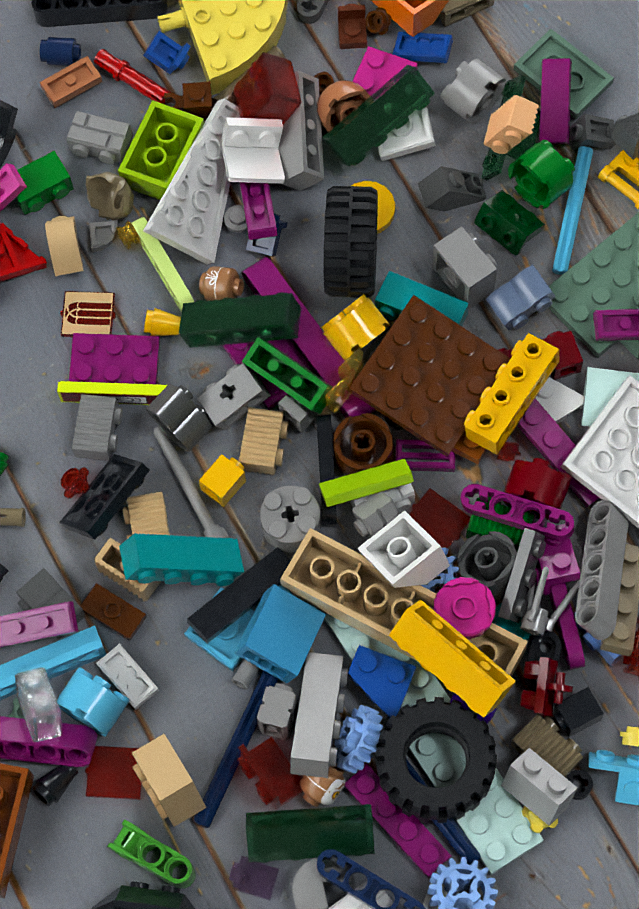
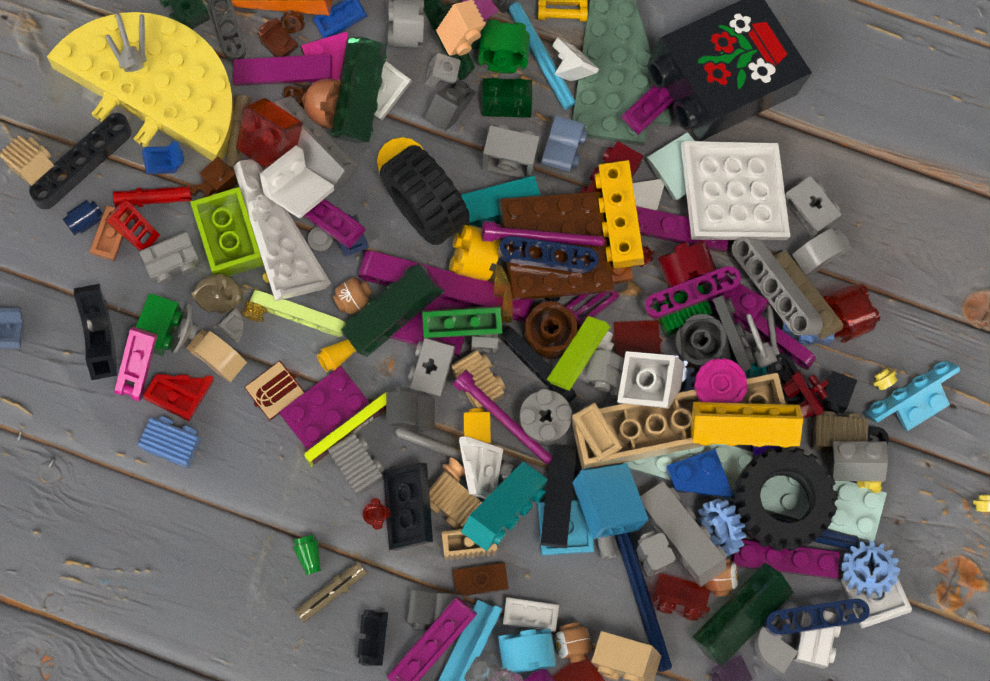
camera: 50 degrees left, 5 degrees up
(56, 203) = (185, 330): none -> light grey dish
(96, 64) = (114, 220): none -> red slope
(140, 728) = (573, 642): none -> medium nougat head
(174, 499) = (454, 469): none -> light nougat bush
(195, 509) = (481, 466): none -> white wing
(245, 430) = (466, 383): none -> magenta piece
(315, 559) = (597, 432): none -> tan tile
(332, 53) = (282, 69): none -> magenta tile
(377, 314) = (493, 232): none -> magenta piece
(406, 376) = (548, 250): none -> dark blue beam
(471, 154) = (442, 69): none -> light grey bracket
(594, 235) = (574, 63): none -> white slope

